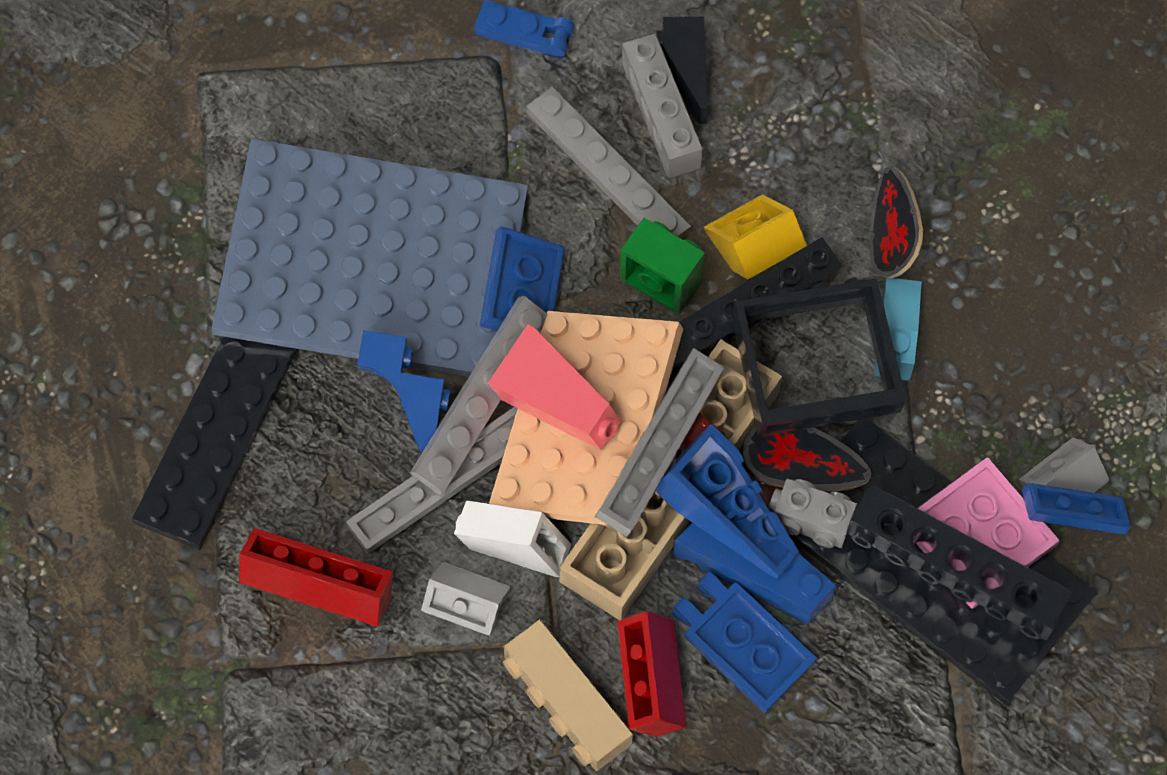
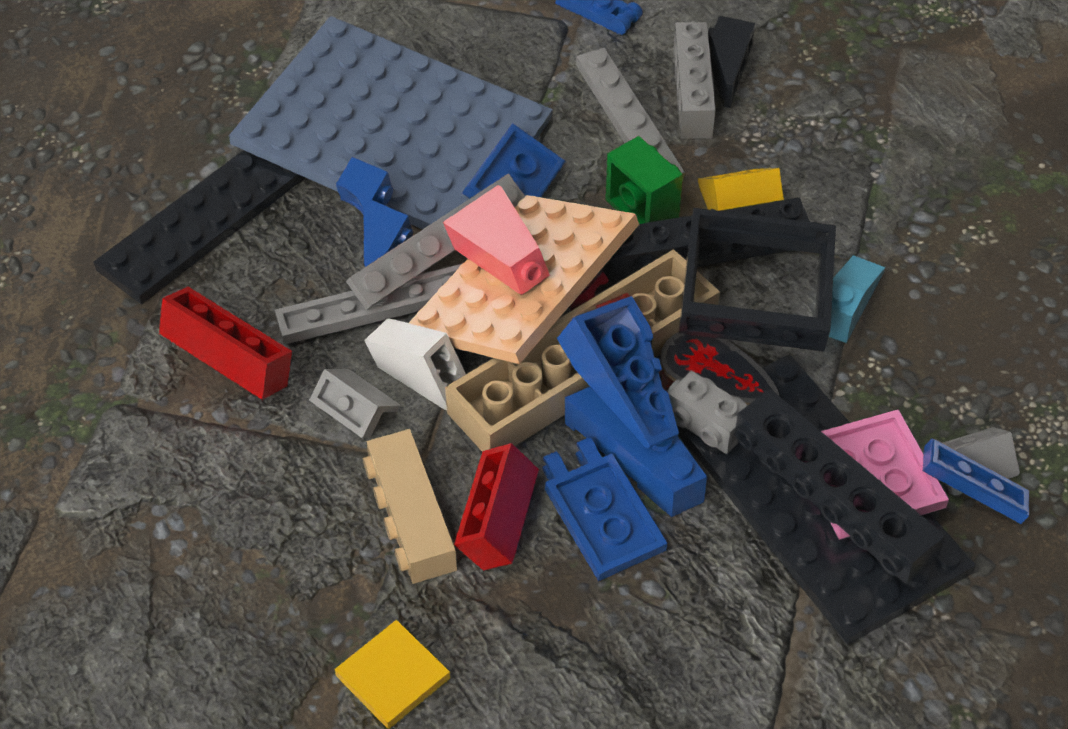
camera: 20 degrees right, 15 degrees down
(659, 442) = (582, 294): light grey plate -> none
(895, 225) = (873, 213): shield -> none

